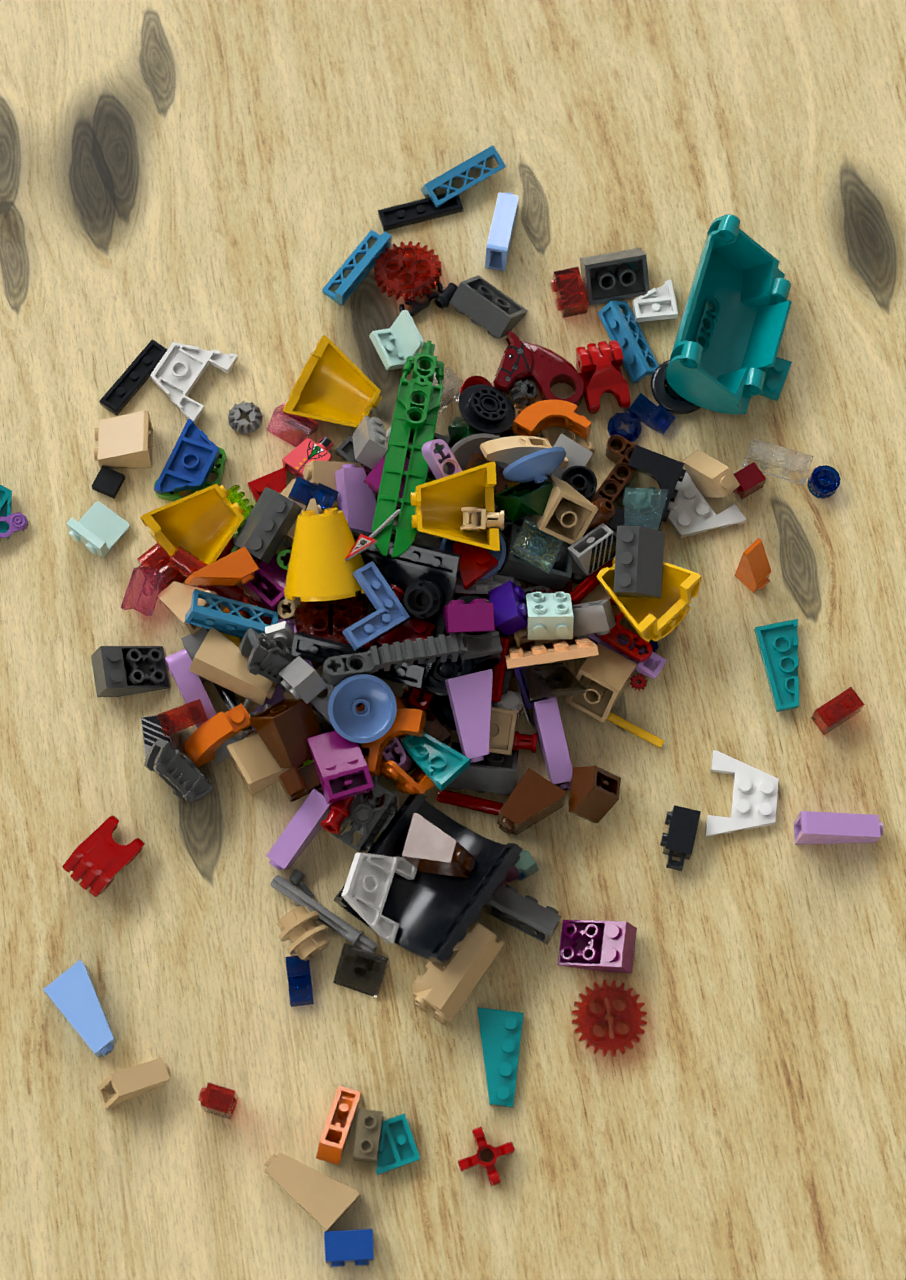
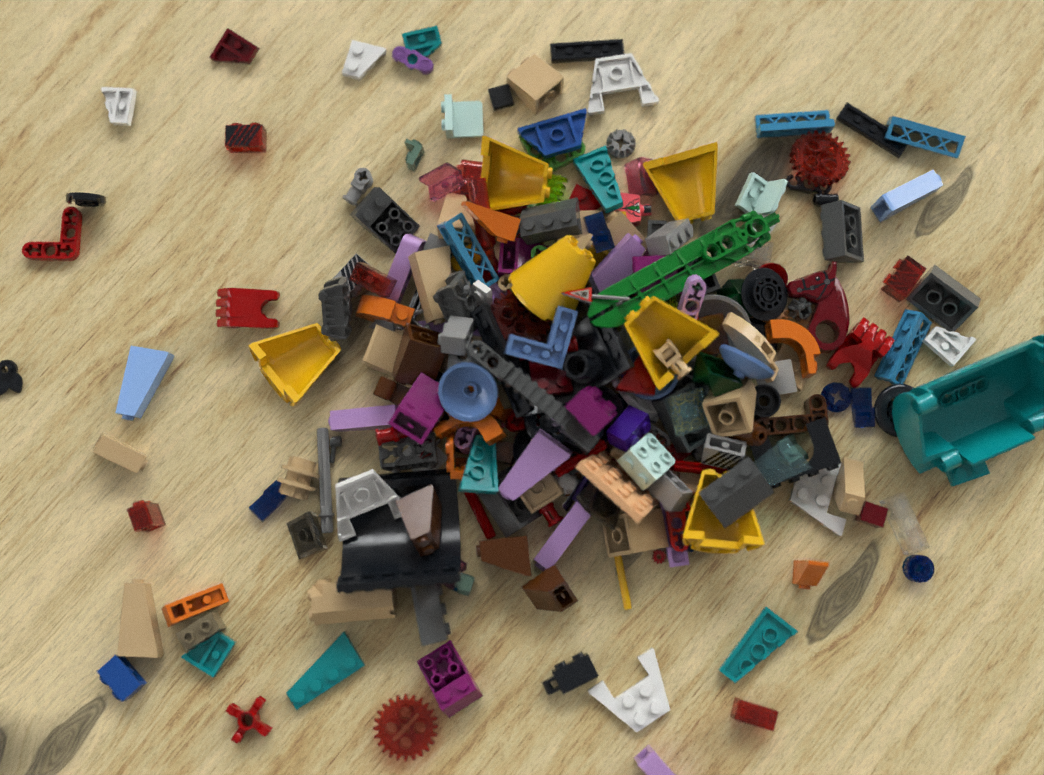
camera: 55 degrees right, 10 degrees up
(78, 668) = (358, 187): none -> light grey connector
(91, 592) = (415, 155): none -> sand green bracket
(192, 852) = (294, 360): none -> yellow cone
(261, 457) = (600, 178): none -> teal wing

